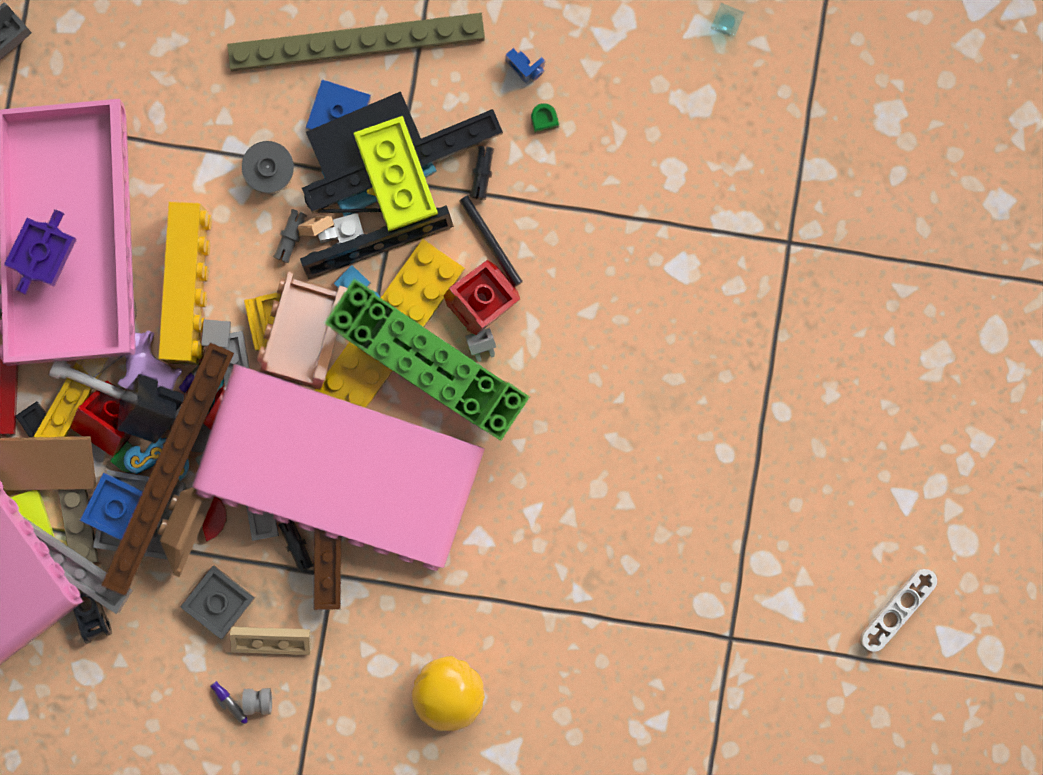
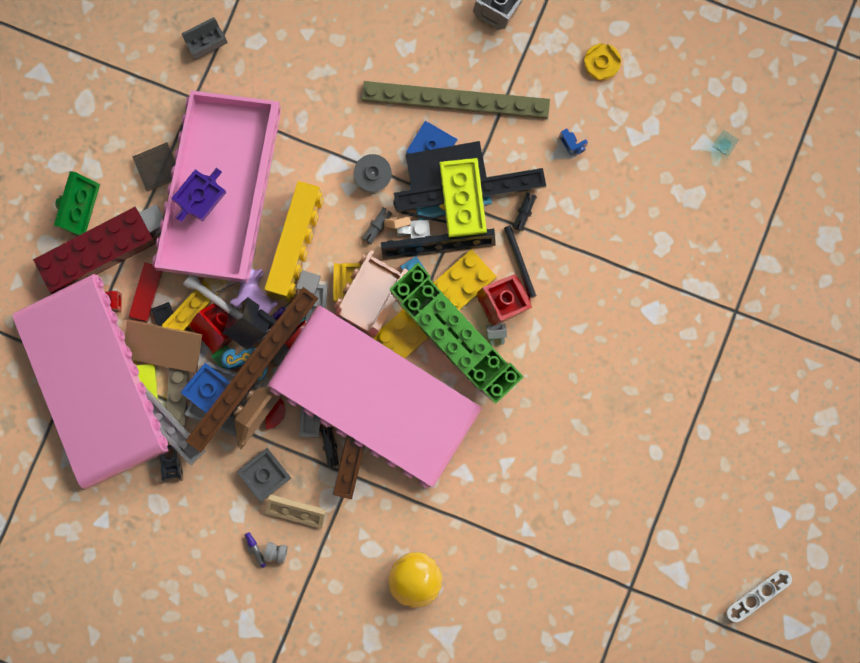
camera: 20 degrees right, 5 degrees down
(544, 117) = (578, 183): green tile -> none

